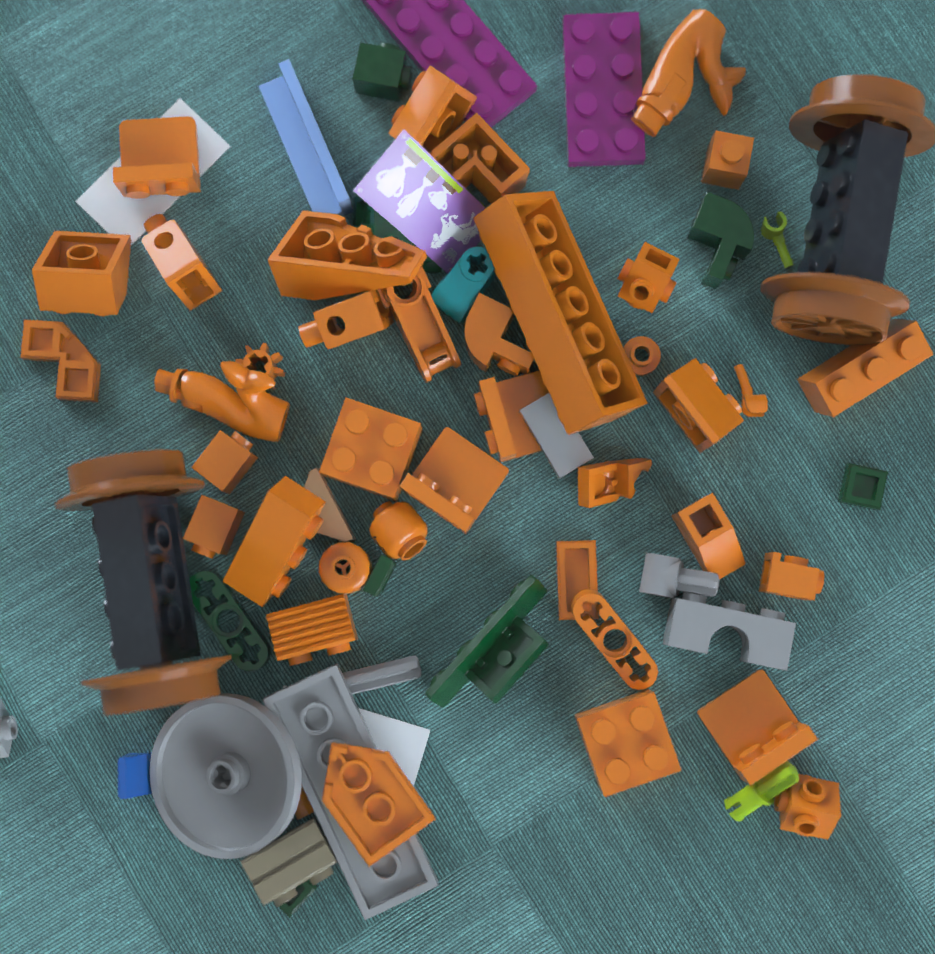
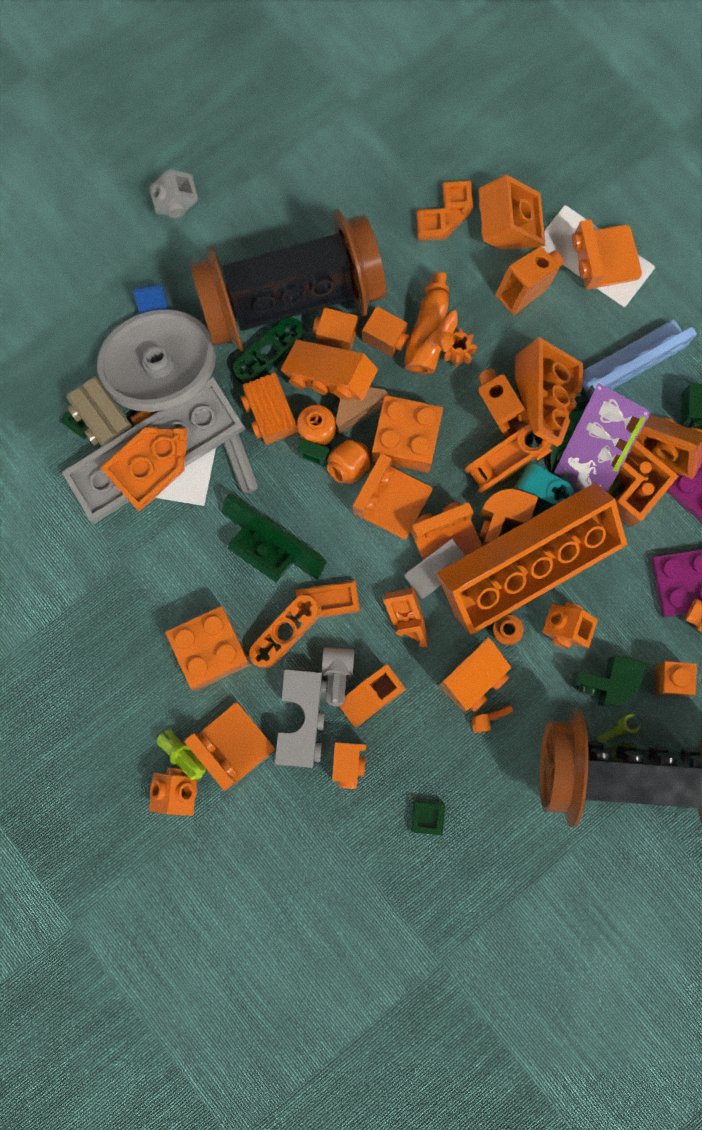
camera: 80 degrees right, 5 degrees down
(864, 368) = (523, 806): orange brick -> none

